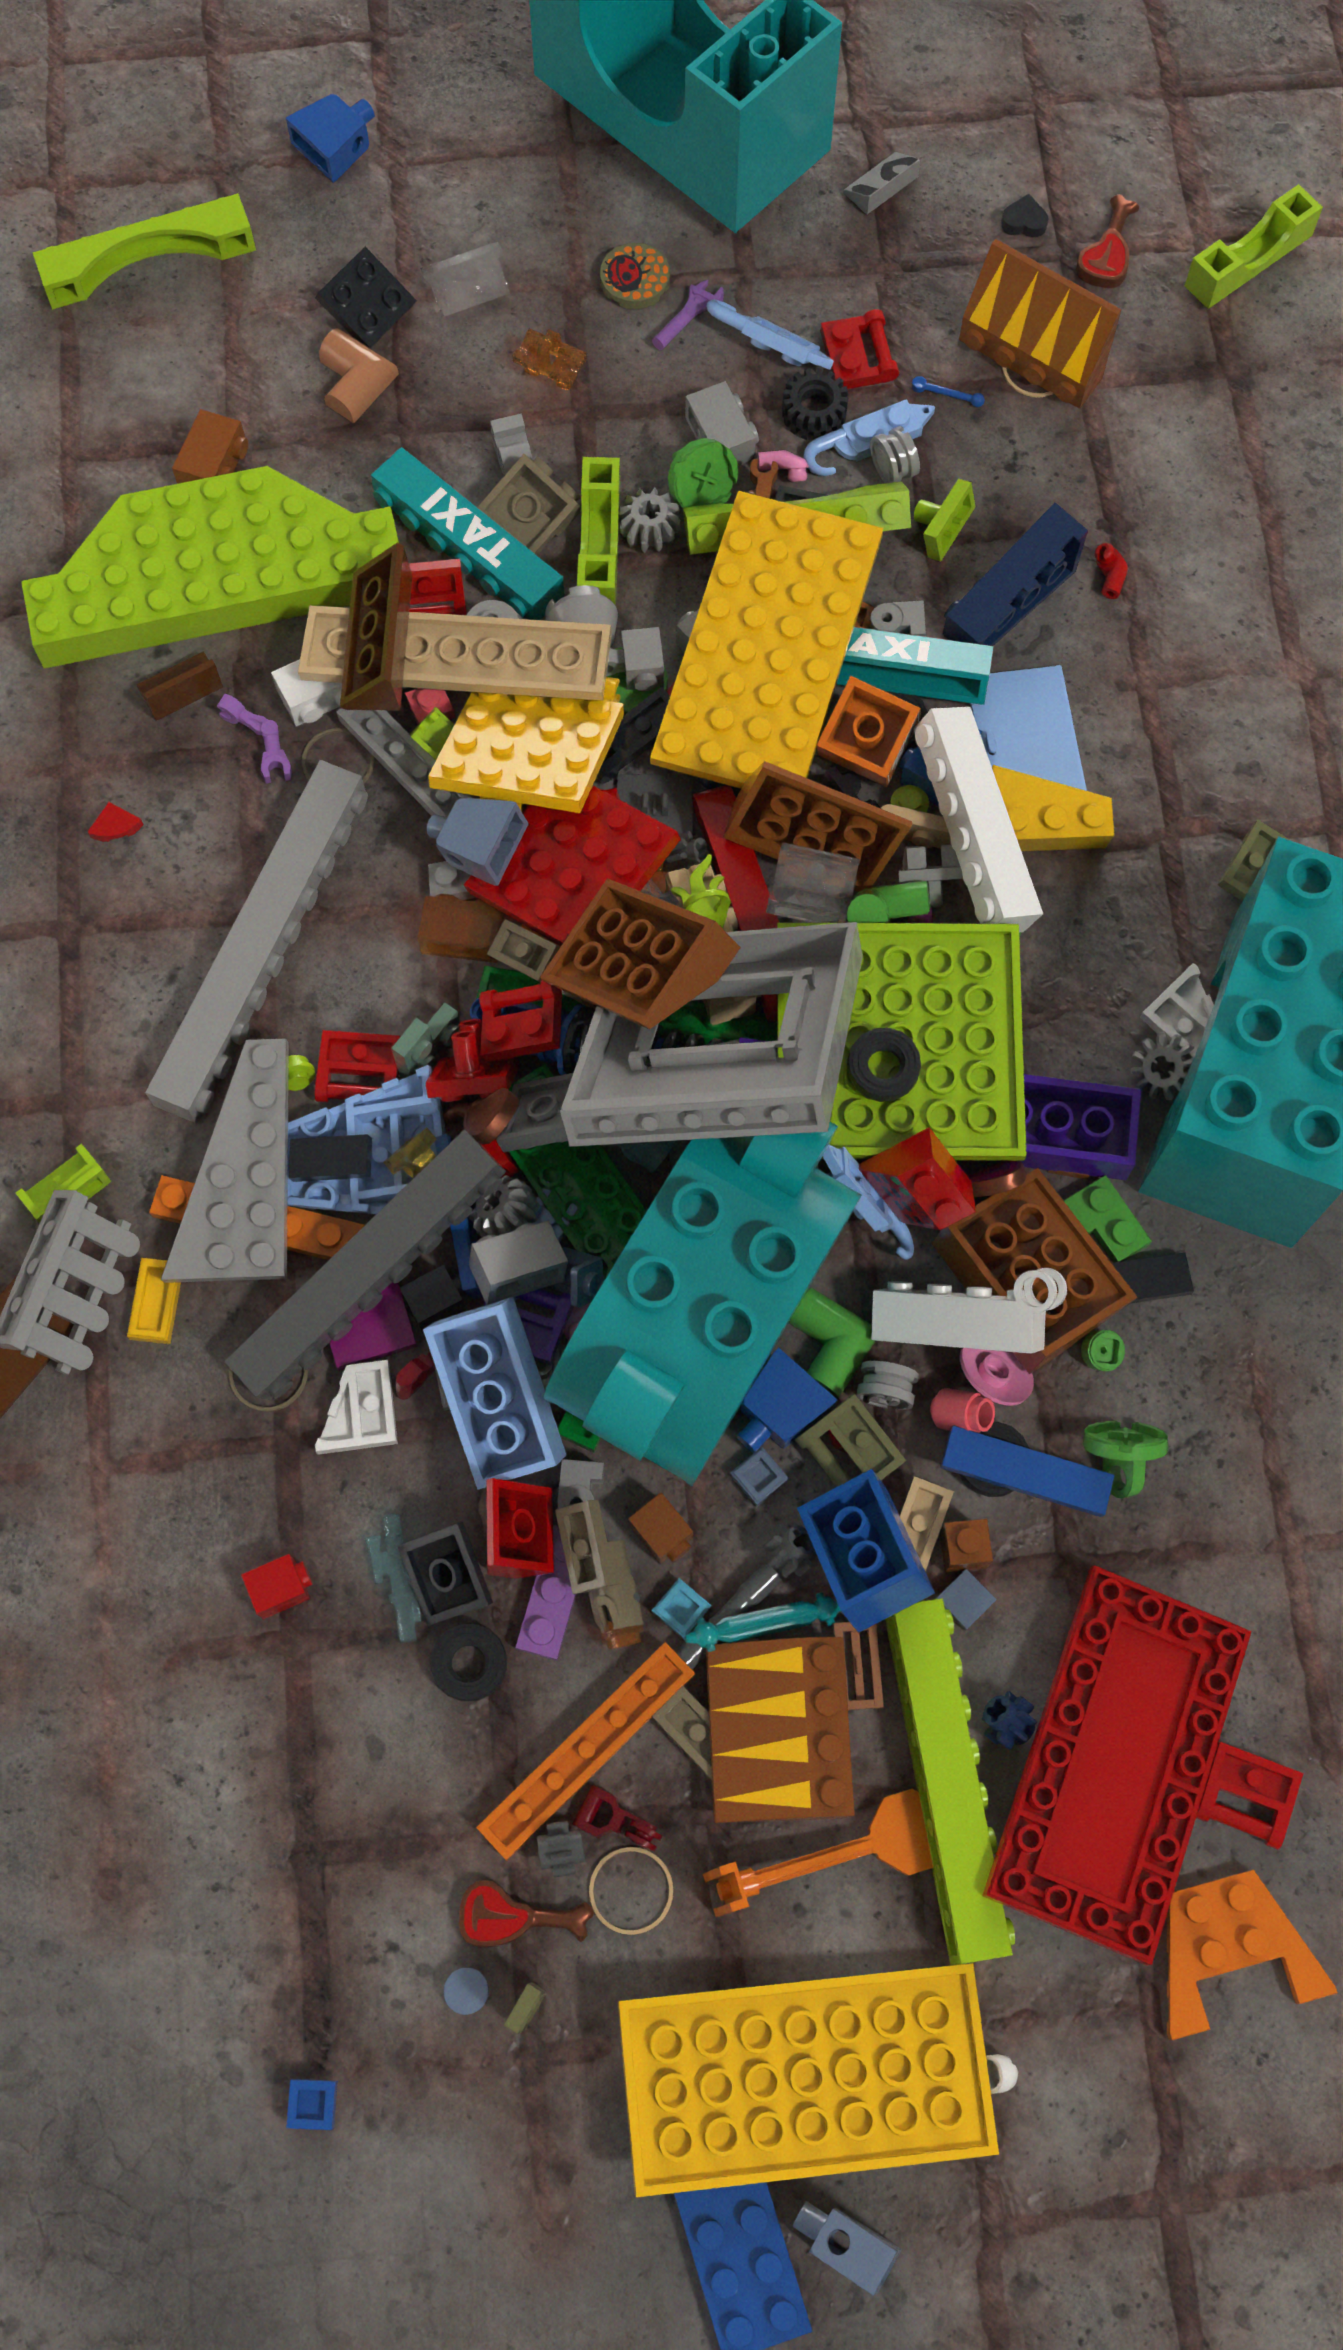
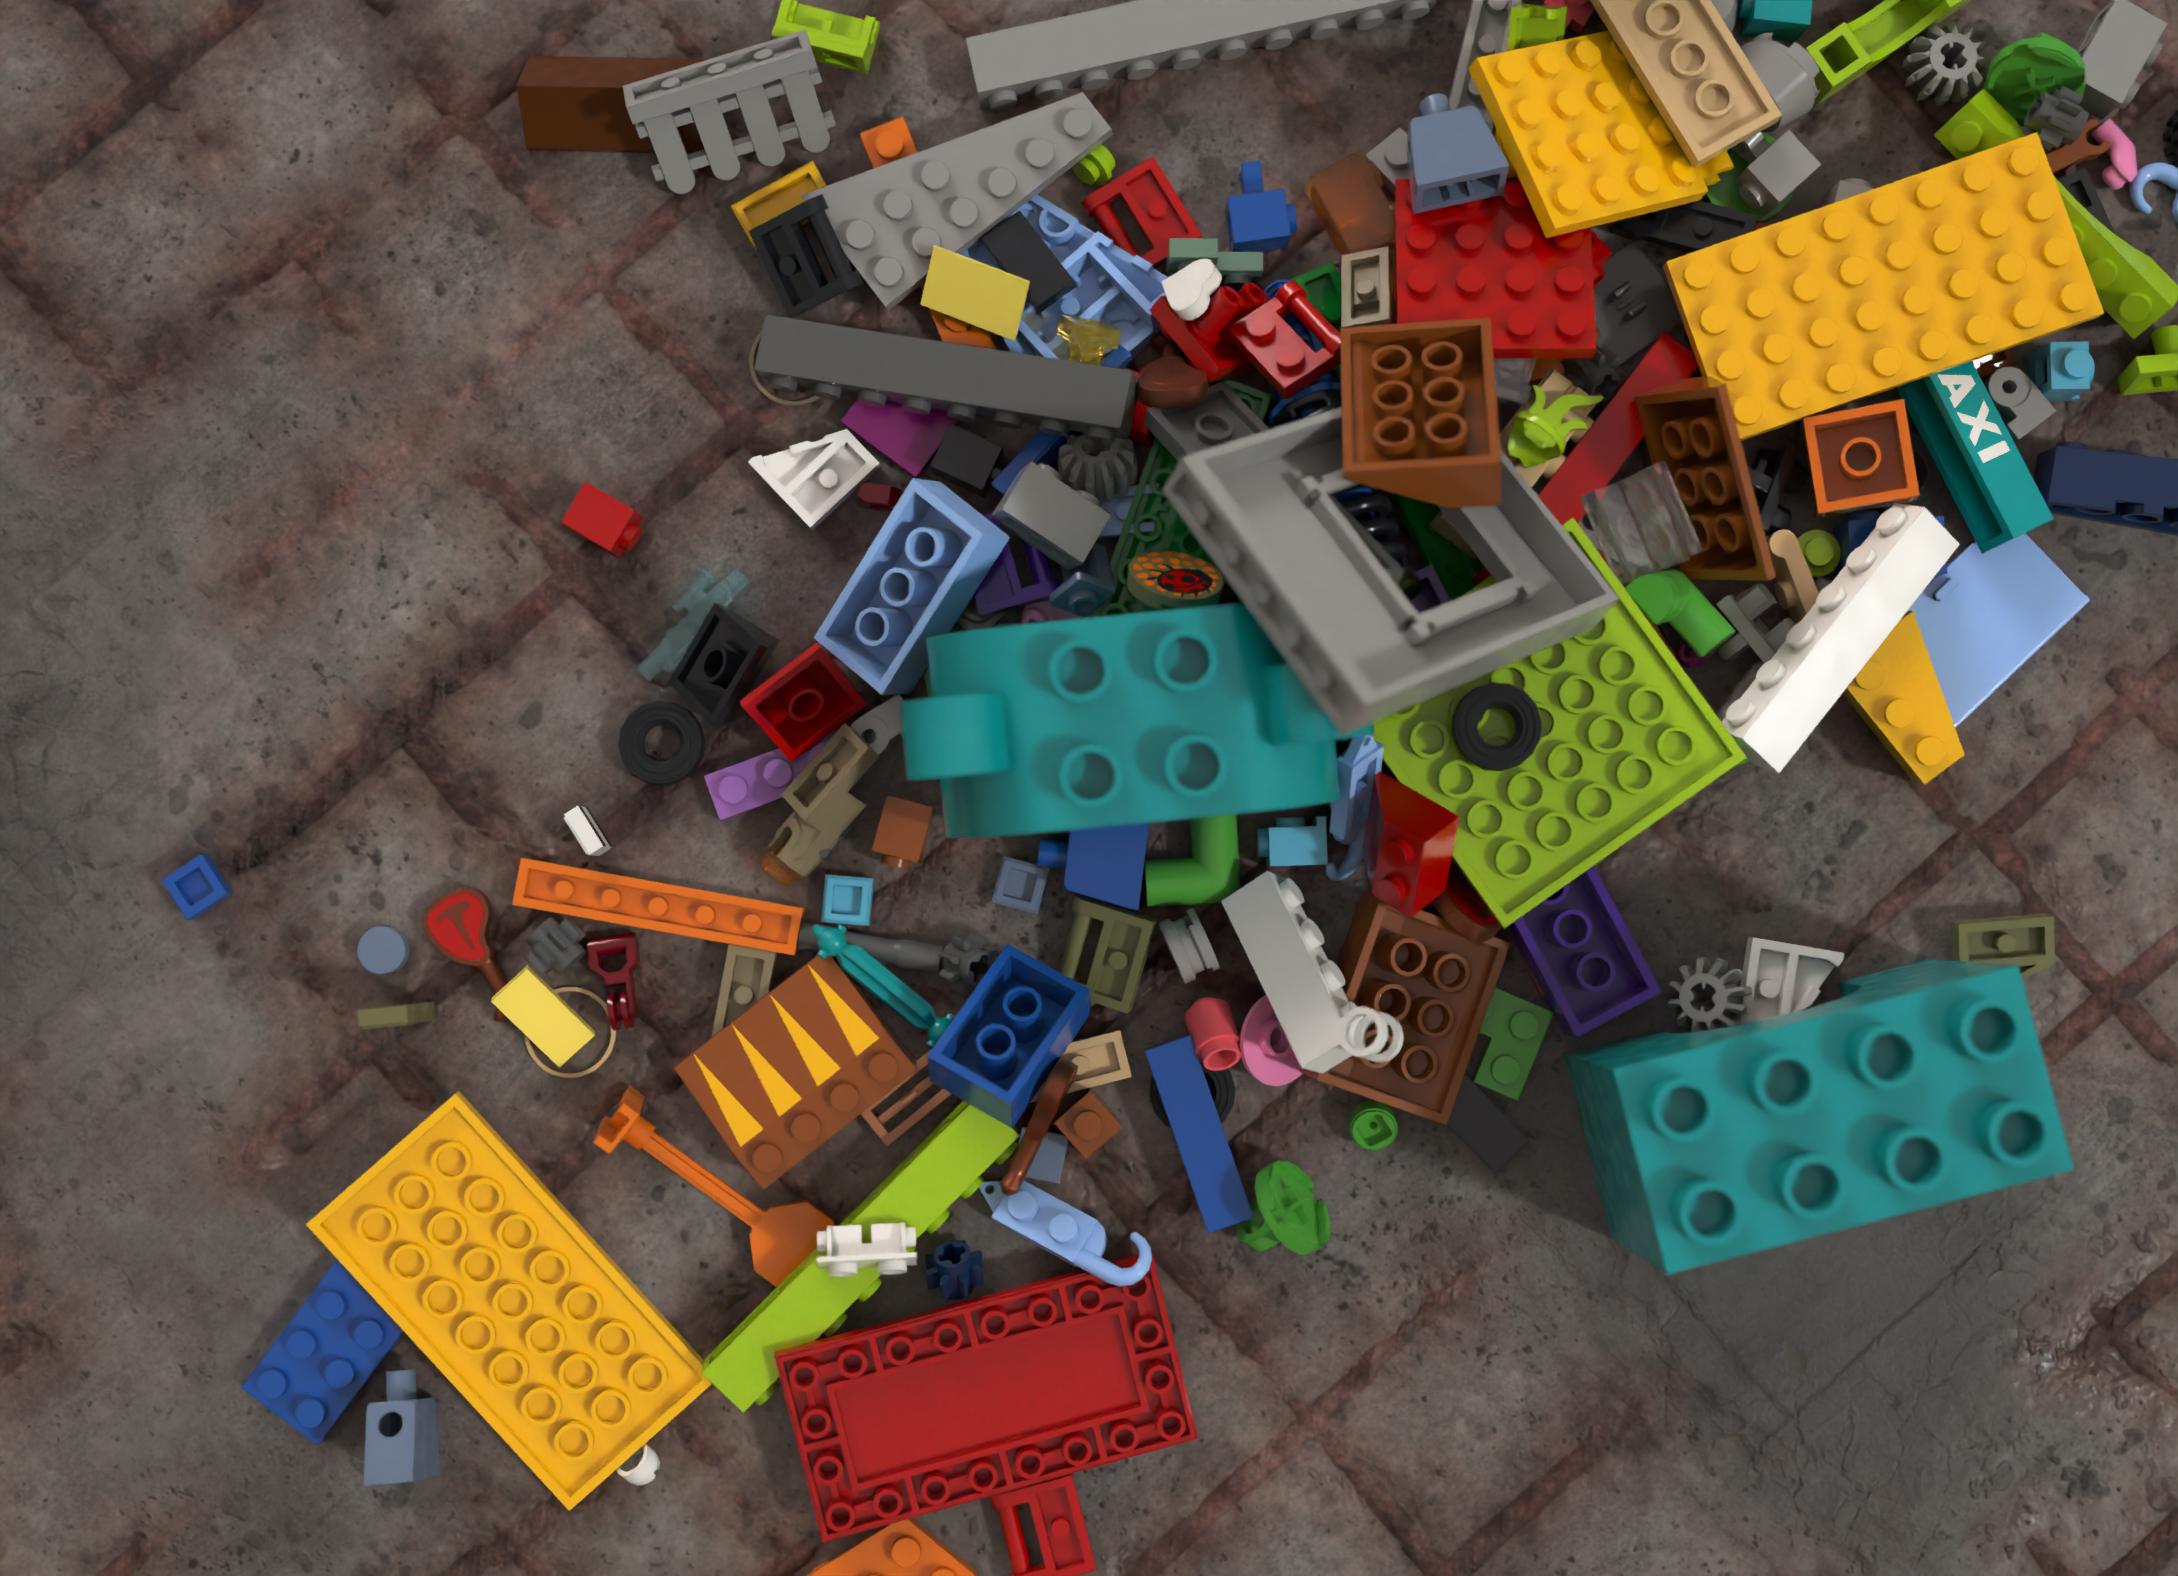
camera: 55 degrees right, 15 degrees up
(201, 1318) = (793, 262): none -> black plate
(324, 1205) = (975, 292): none -> light yellow piece
(415, 993) = (1258, 217): none -> blue brick
(436, 1056) = (1191, 288): none -> white tile
(493, 1763) = (587, 831): none -> white tile
(606, 1898) = (543, 1016): none -> light yellow tile
(623, 1210) = (1173, 580): none -> tile
(736, 475) = (2057, 117): none -> dark grey gear
(866, 1264) = (1293, 843): none -> medium azure brick
(901, 575) = (2068, 370): none -> medium azure brick
(937, 1564) = (1040, 1122): none -> copper piece
(946, 1782) = (848, 1253): none -> white hinge
(1031, 1620) = (1063, 1231): none -> light blue plate

